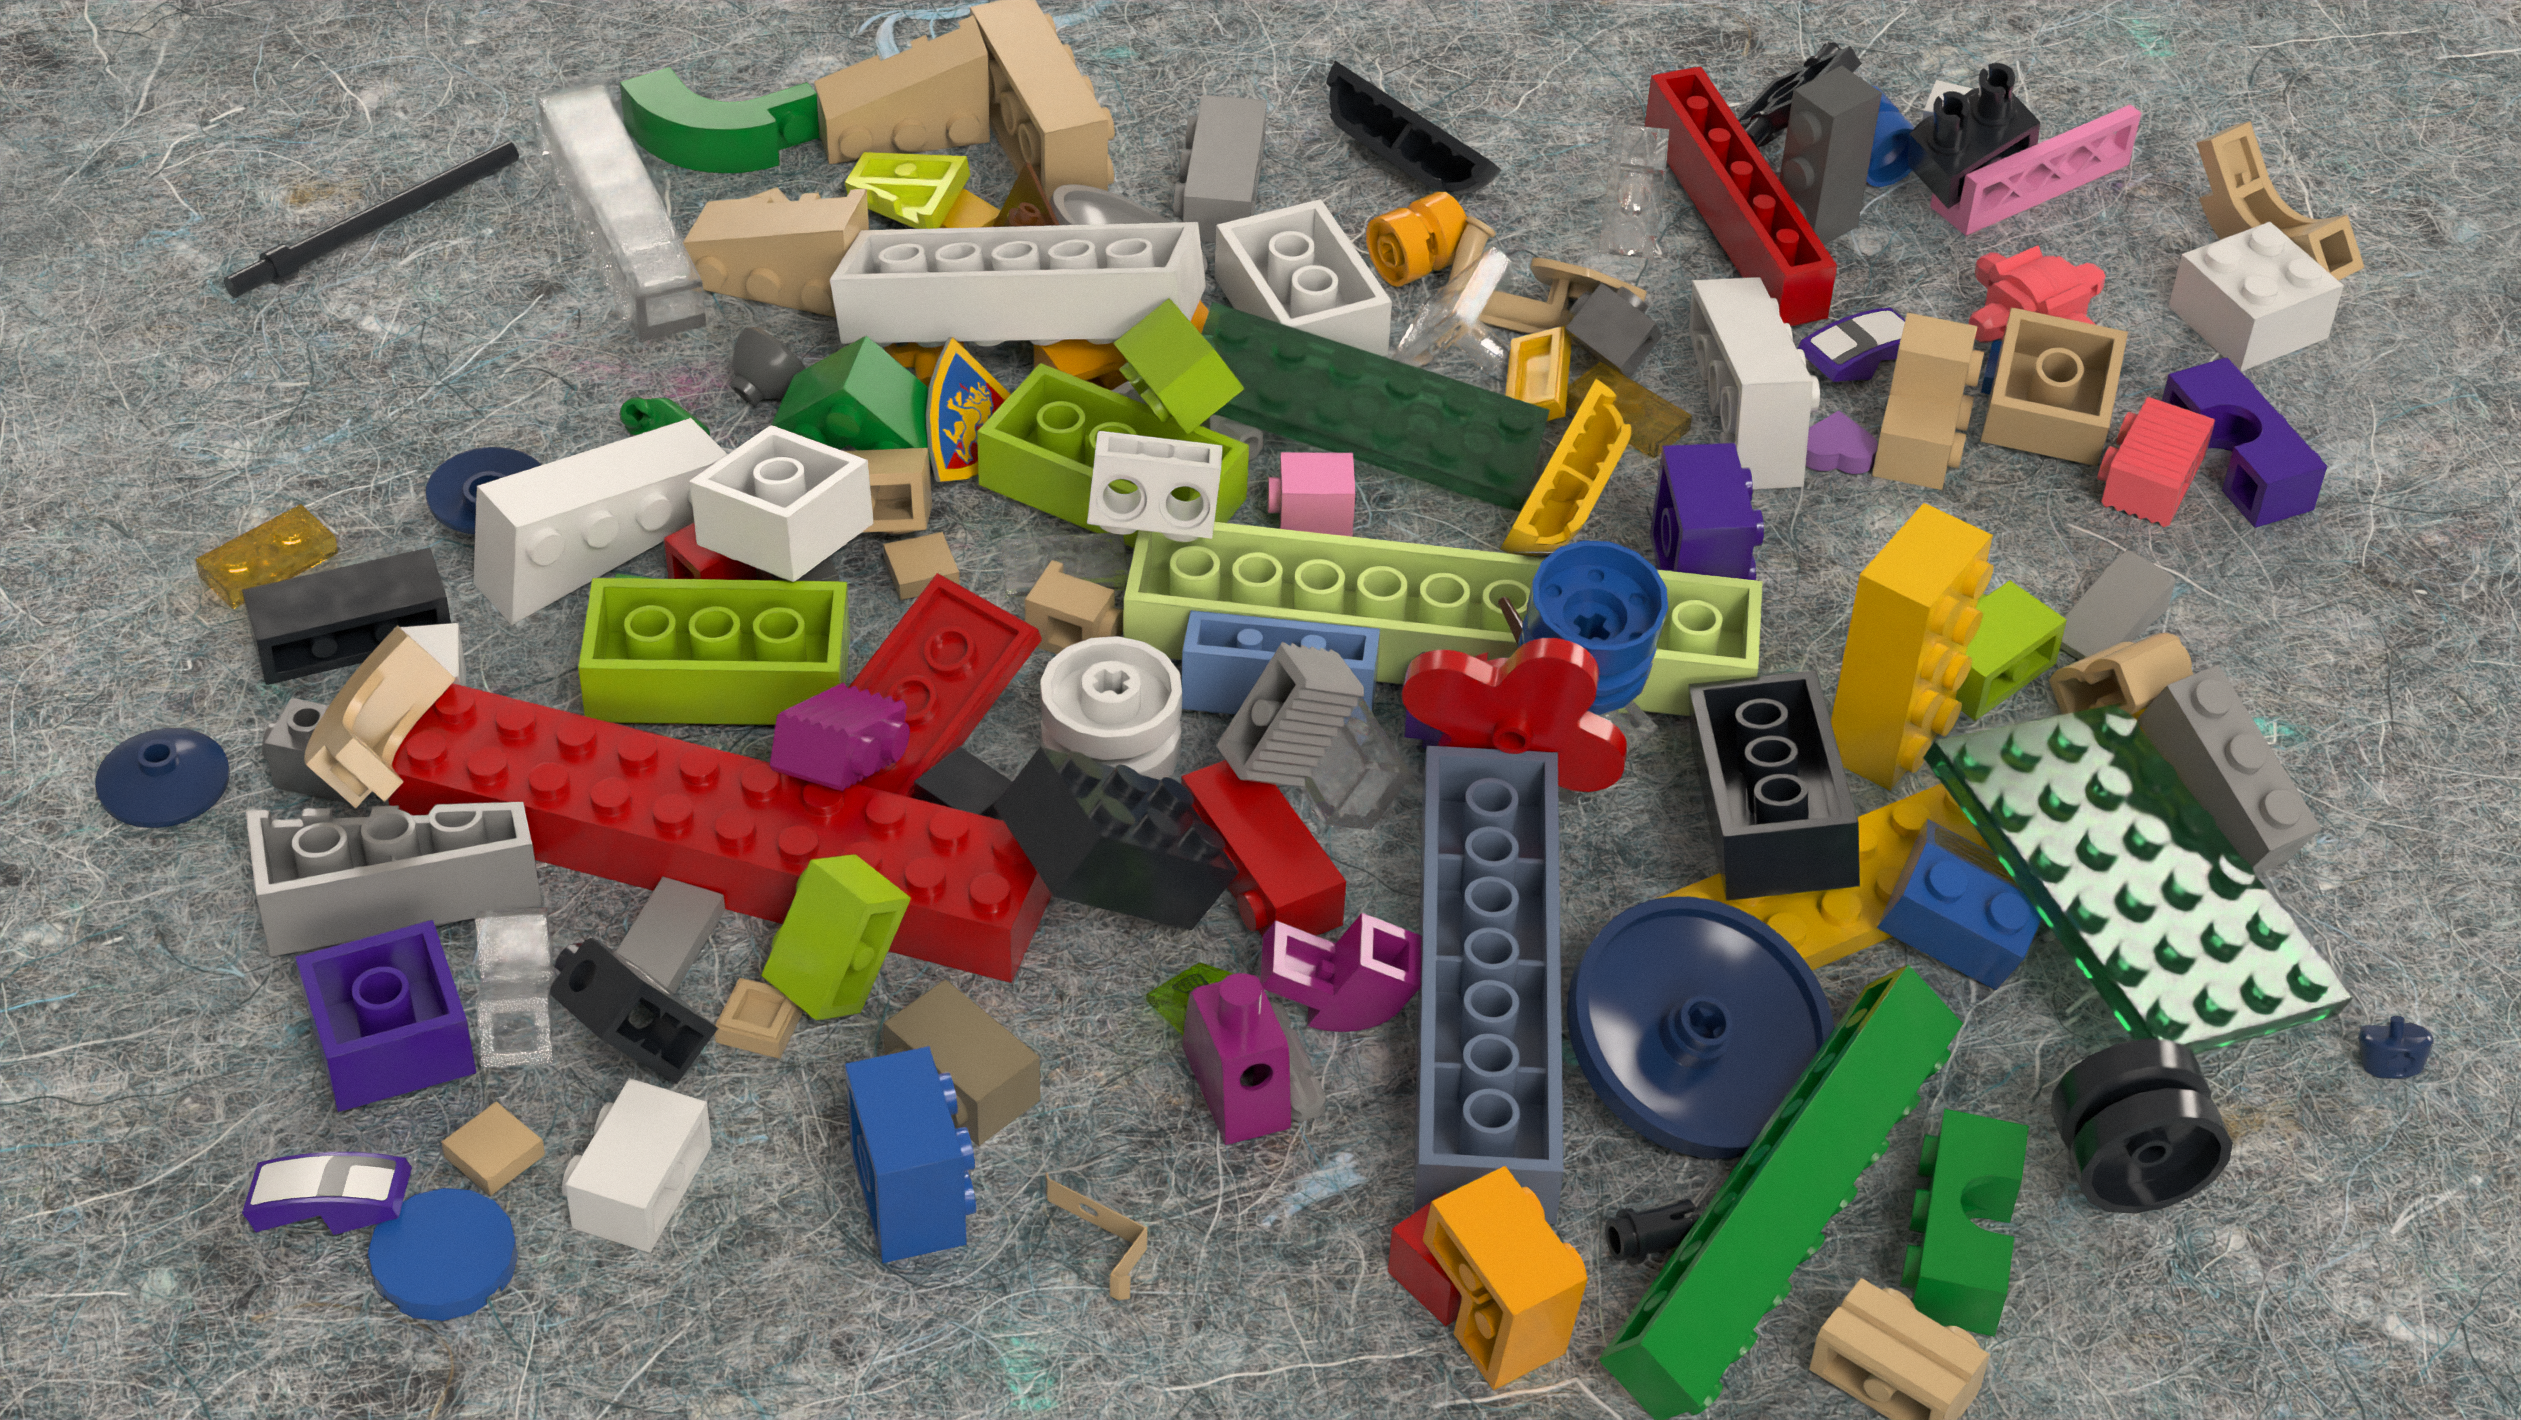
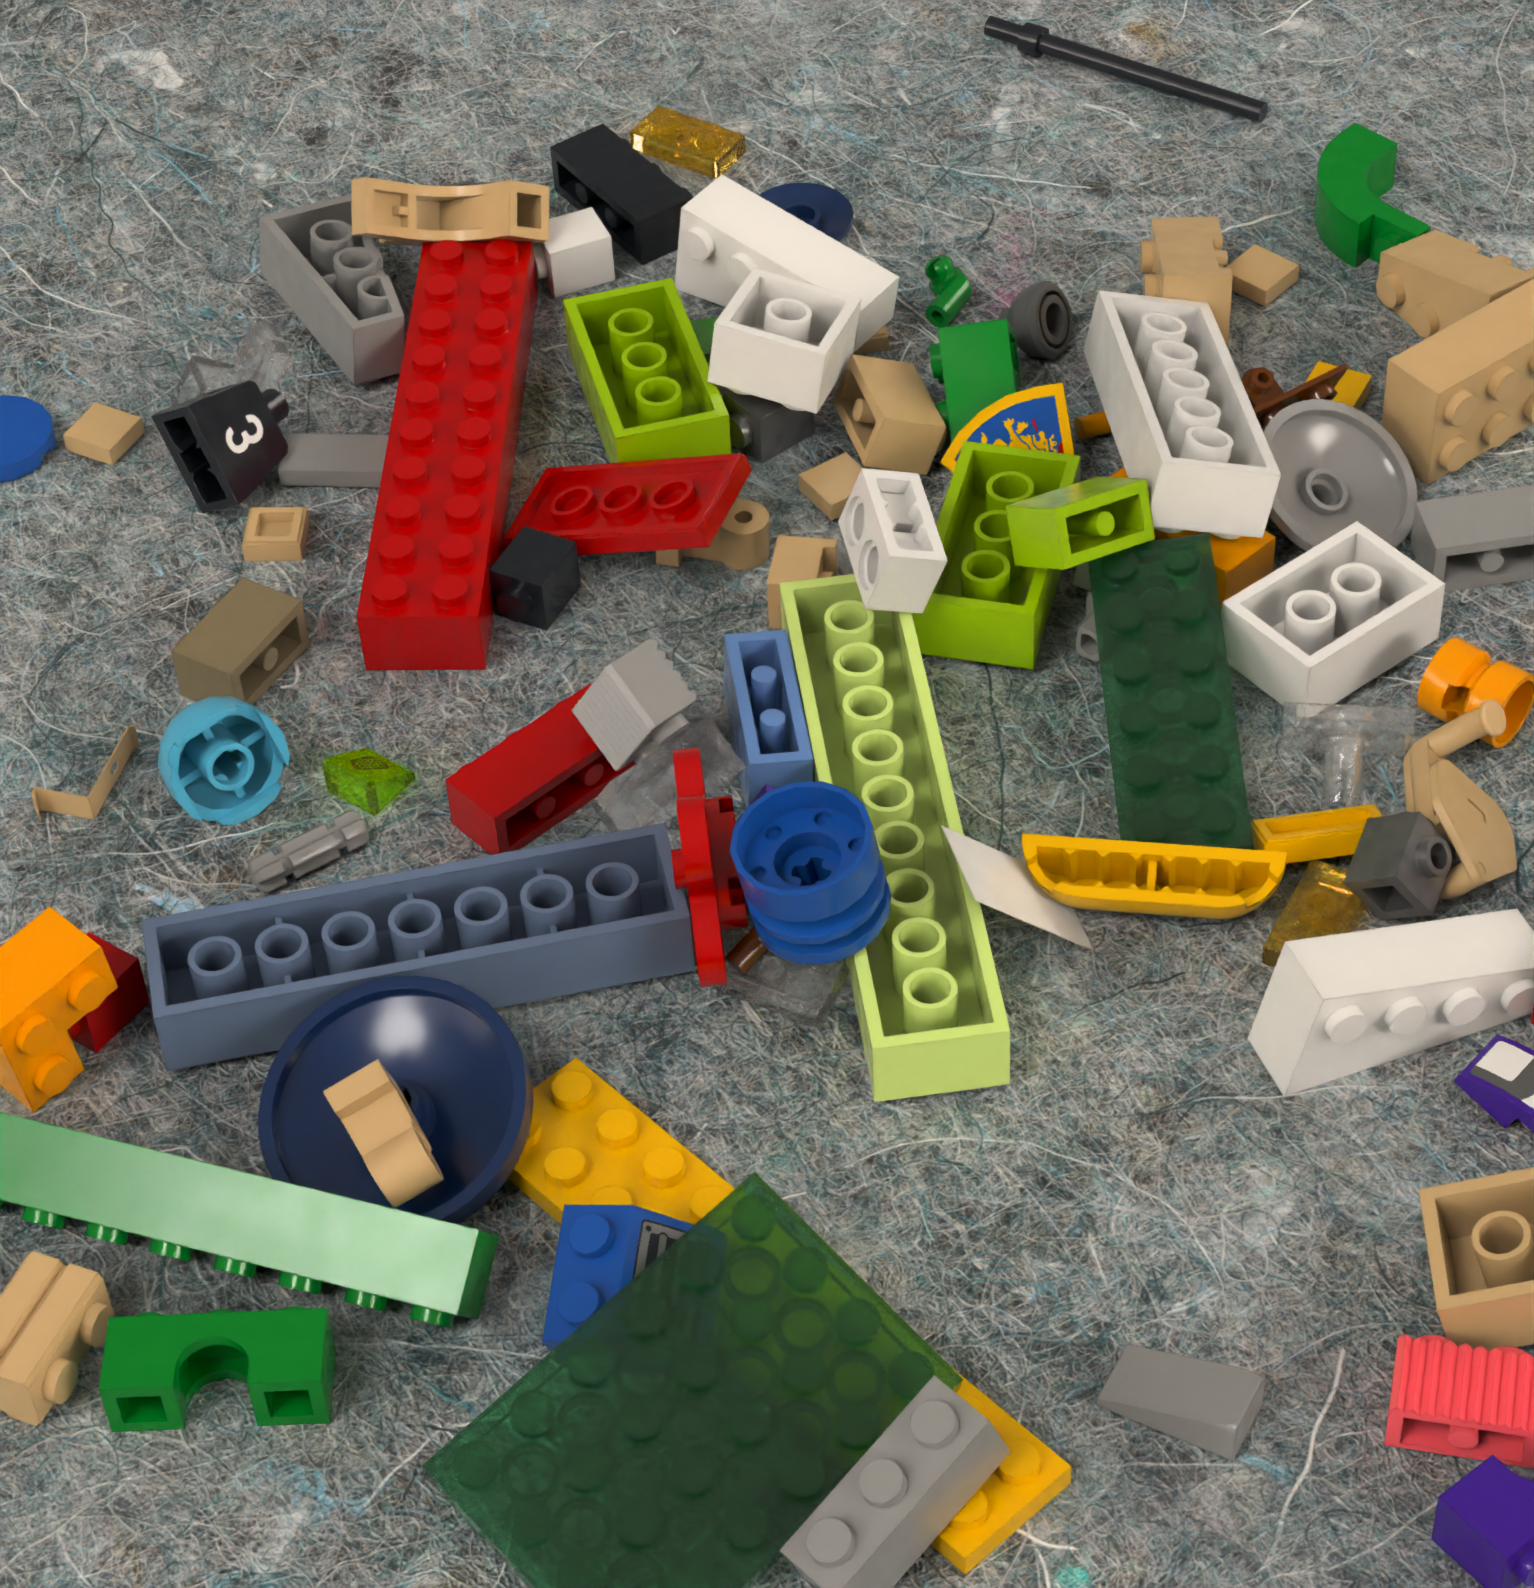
camera: 80 degrees right, 0 degrees up
(162, 777) = (437, 163): dark blue dish -> none
(340, 1187) = (35, 362): slope -> none
(386, 1015) = (184, 315): dark purple brick -> none
(620, 214) = (1205, 179): clear brick -> none
(637, 1164) = (90, 502): white brick -> none
(835, 936) = (323, 523): lime brick -> none
(839, 737) = (528, 454): magenta brick -> none
(910, 186) = (1339, 334): neon yellow wing -> none
(910, 1153) = (104, 623): blue brick -> none
(1114, 705) = (673, 603): white wheel -> none
(1116, 838) = (470, 647): black brick -> none
(1144, 1095) = (222, 759): none -> medium azure cylinder
(1233, 1033) = (272, 793): magenta torso -> none
(1314, 493) = (1044, 705): bright pink brick -> none
(1346, 982) = (391, 825): magenta brick -> none
(1640, 1233) = (155, 1122): black pin -> none
(1705, 512) = (1096, 984): dark purple brick -> none
(1761, 1020) = (385, 1133): none -> tan leg
(1773, 786) = (728, 1099): black brick -> none
(1840, 445) = (1354, 1107): medium lavender tile -> none
(1909, 644) = (910, 1137): yellow brick -> none
(1928, 402) = (1437, 1141): tan brick -> none
(2011, 648) = (1055, 1281): lime brick -> none
(2122, 675) = (1019, 1386): tan brick -> none
(2140, 1126) = (346, 1469): black wheel -> none

